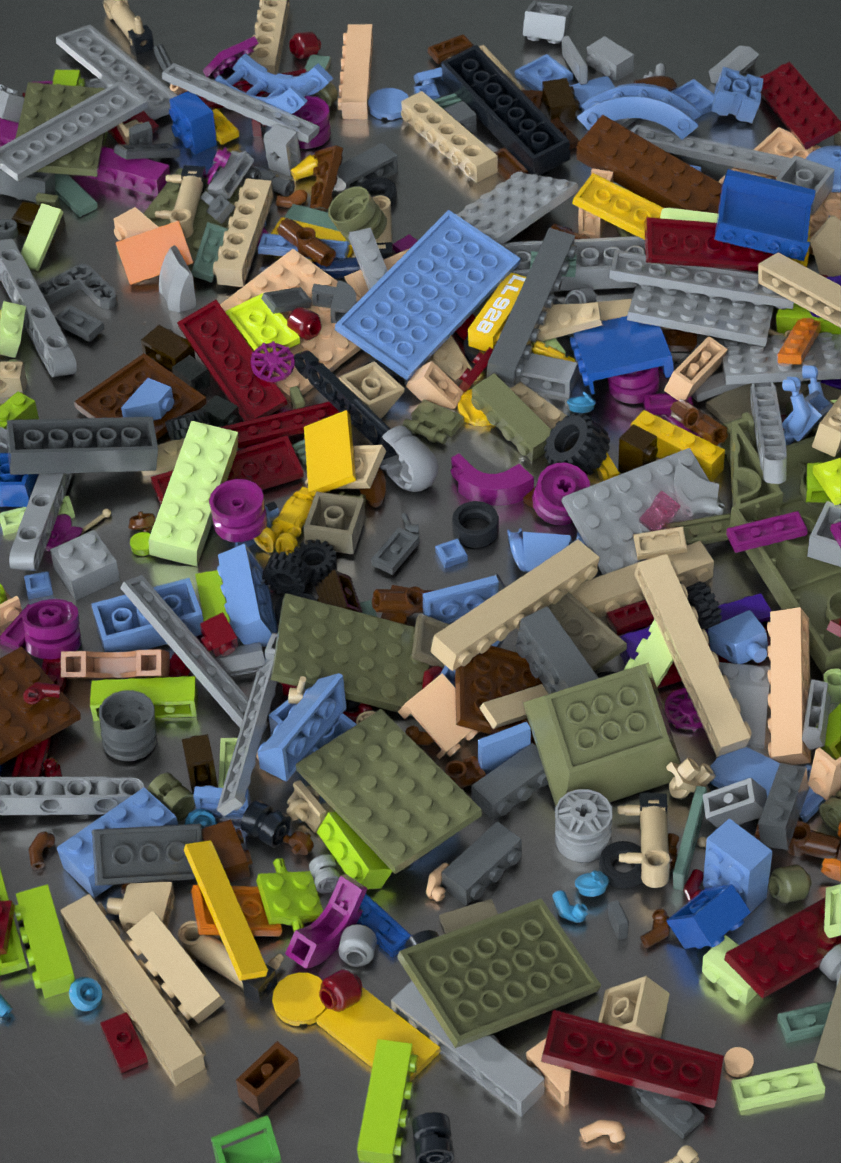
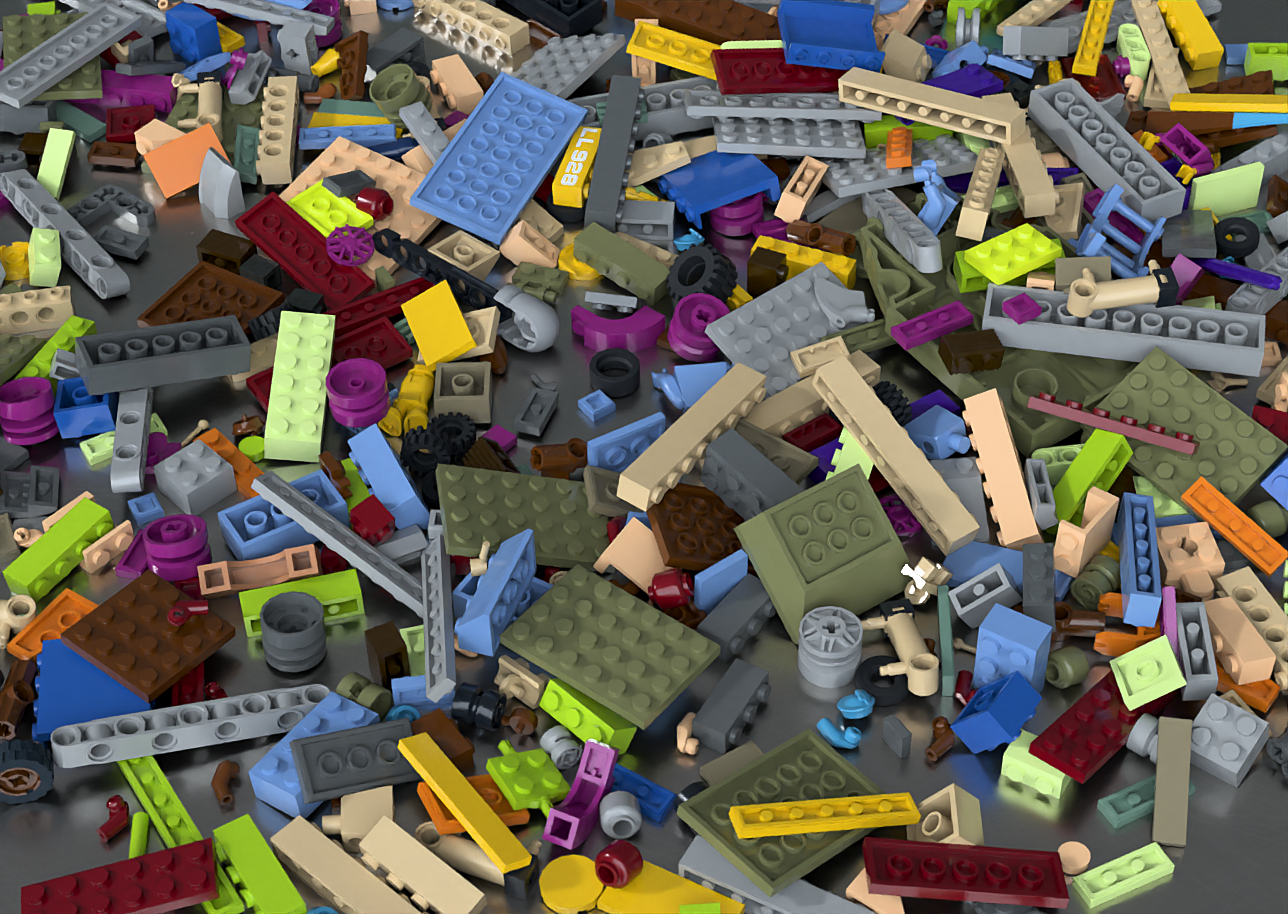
camera: 15 degrees left, 5 degrees down
(94, 233) = (114, 154): none -> reddish brown plate
(114, 202) = (125, 121): none -> dark red plate
(118, 545) = (243, 467): none -> orange plate
(149, 400) = (225, 299): medium blue slope -> none
(167, 169) = (177, 81): none -> tan hand
(193, 157) = (206, 65): none -> medium blue tile
(199, 583) = (335, 472): none -> reddish brown plate
(219, 207) = (245, 110): dark grey plate -> none
(306, 242) = (352, 127): reddish brown piece -> none
(338, 299) = (403, 175): dark grey brick -> none
(356, 570) = (502, 436): none -> magenta tile
(415, 207) = (456, 83): none -> light nougat brick
(439, 209) = (485, 81): none -> reddish brown piece
(457, 746) = (671, 589): none -> dark red head
(470, 376) = (572, 215): dark red plate -> none
(500, 457) = (607, 301): none -> plate
(510, 707) = (716, 540): tan tile -> none
(526, 982) = (824, 815): none -> yellow tile
(660, 512) = (812, 326): clear pink panel -> none
(793, 565) = (971, 351): none -> dark brown brick

